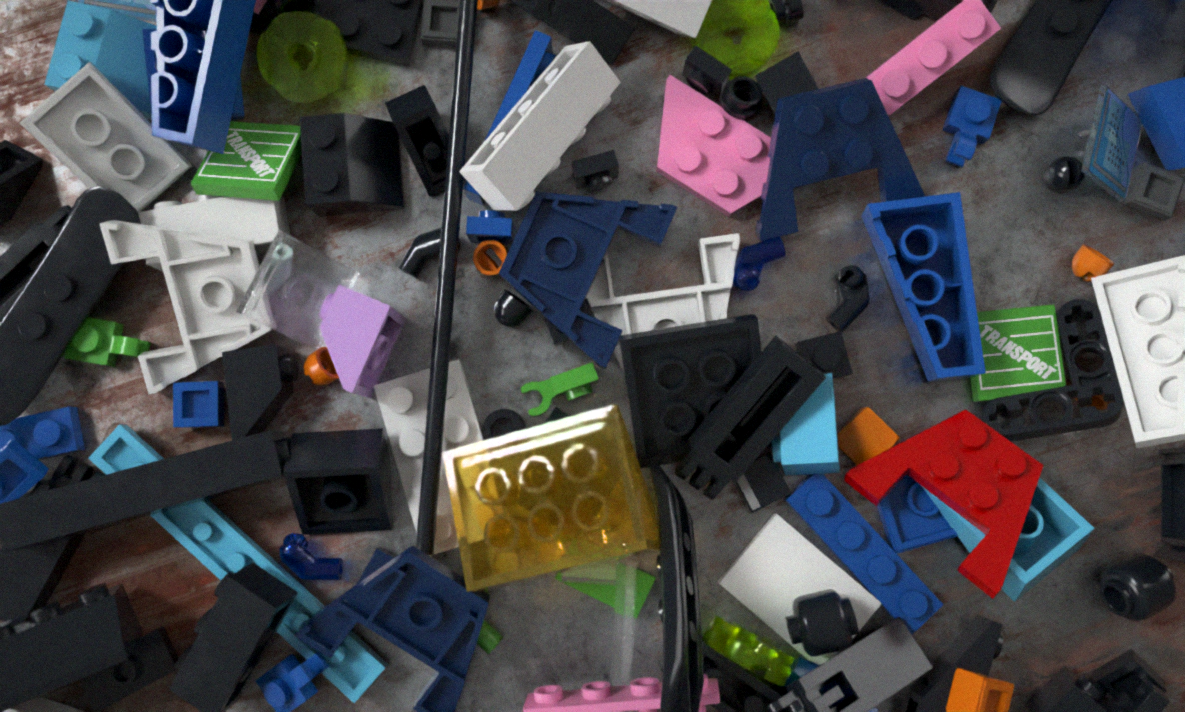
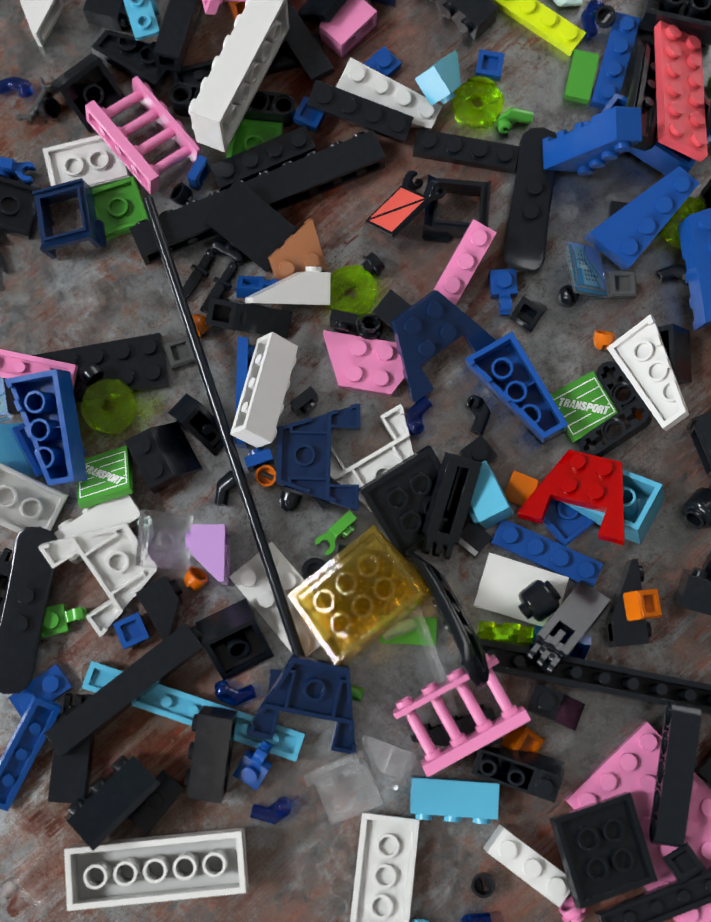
camera: 25 degrees left, 5 degrees down
(991, 175) = (528, 312): none -> black slope

